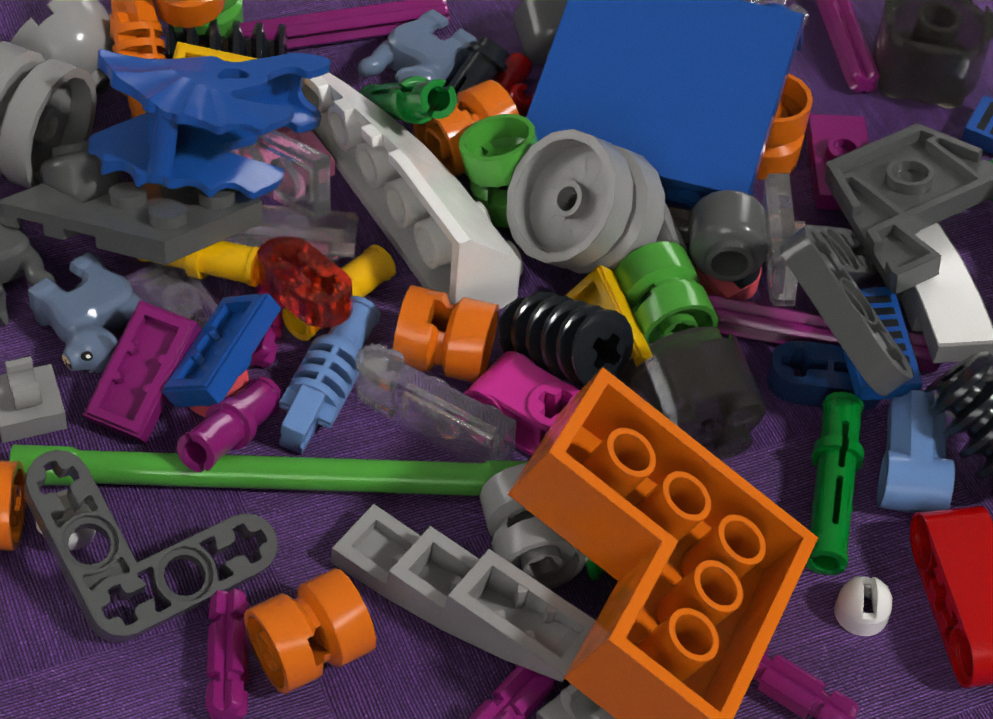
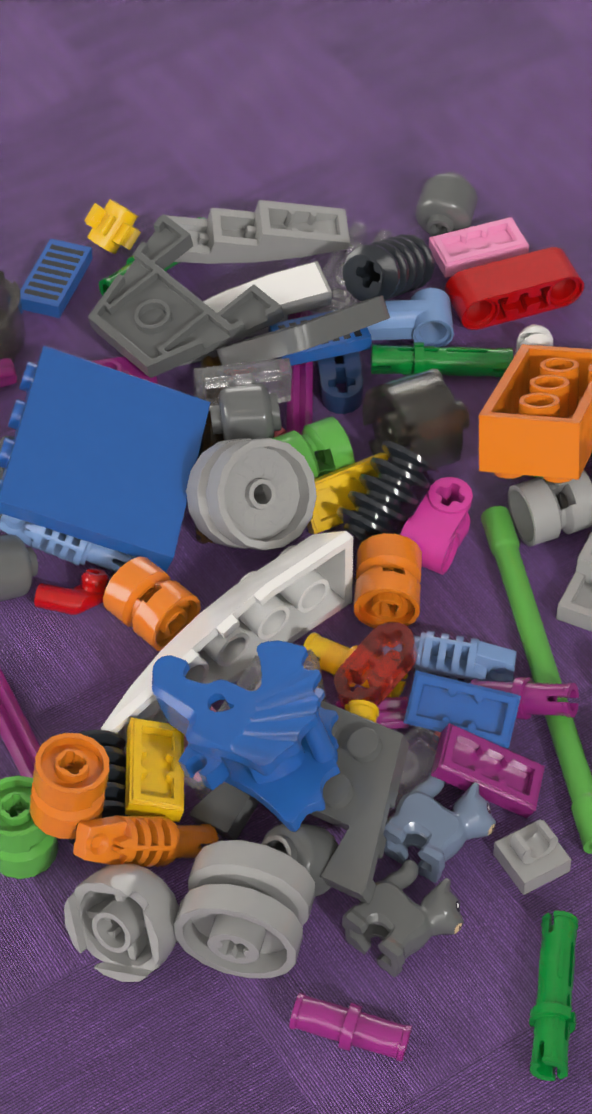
camera: 95 degrees left, 0 degrees up
(413, 99) = (192, 580): green pin -> none
(418, 52) = (57, 654): sand blue animal -> none
(432, 407) = (455, 587): clear hinge -> none
(481, 64) = (75, 610): black pin -> none
(490, 156) = (205, 559): bright green wheel -> none

